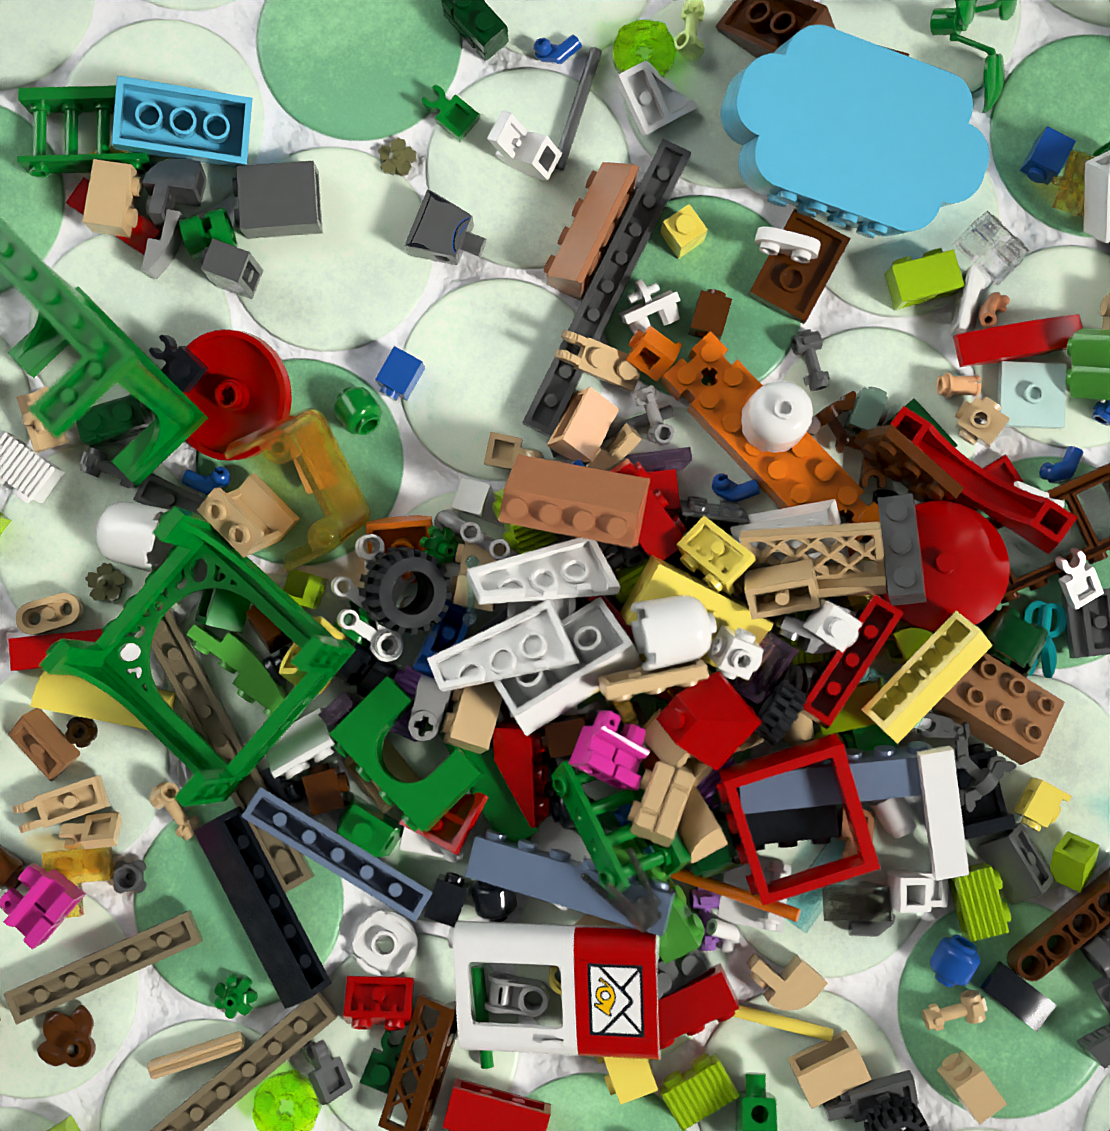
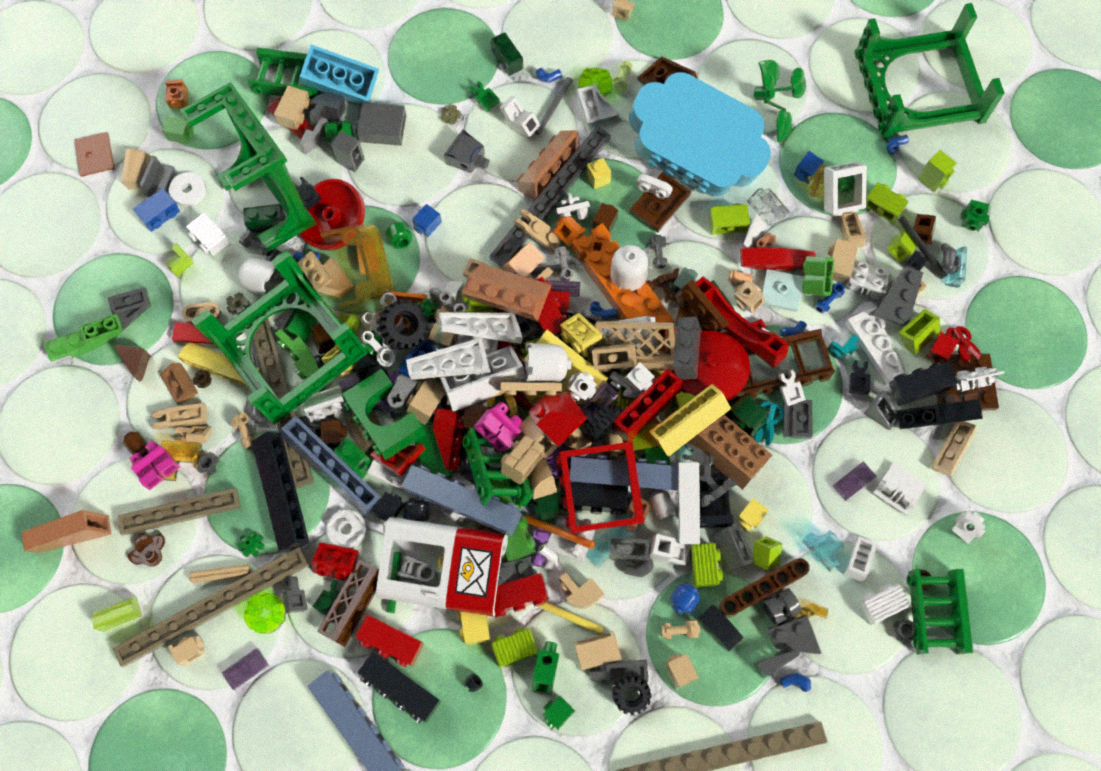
camera: 10 degrees right, 15 degrees down
(39, 435) = (225, 212): tan hips -> none
(639, 912) = (496, 514): clear smoke plant -> none

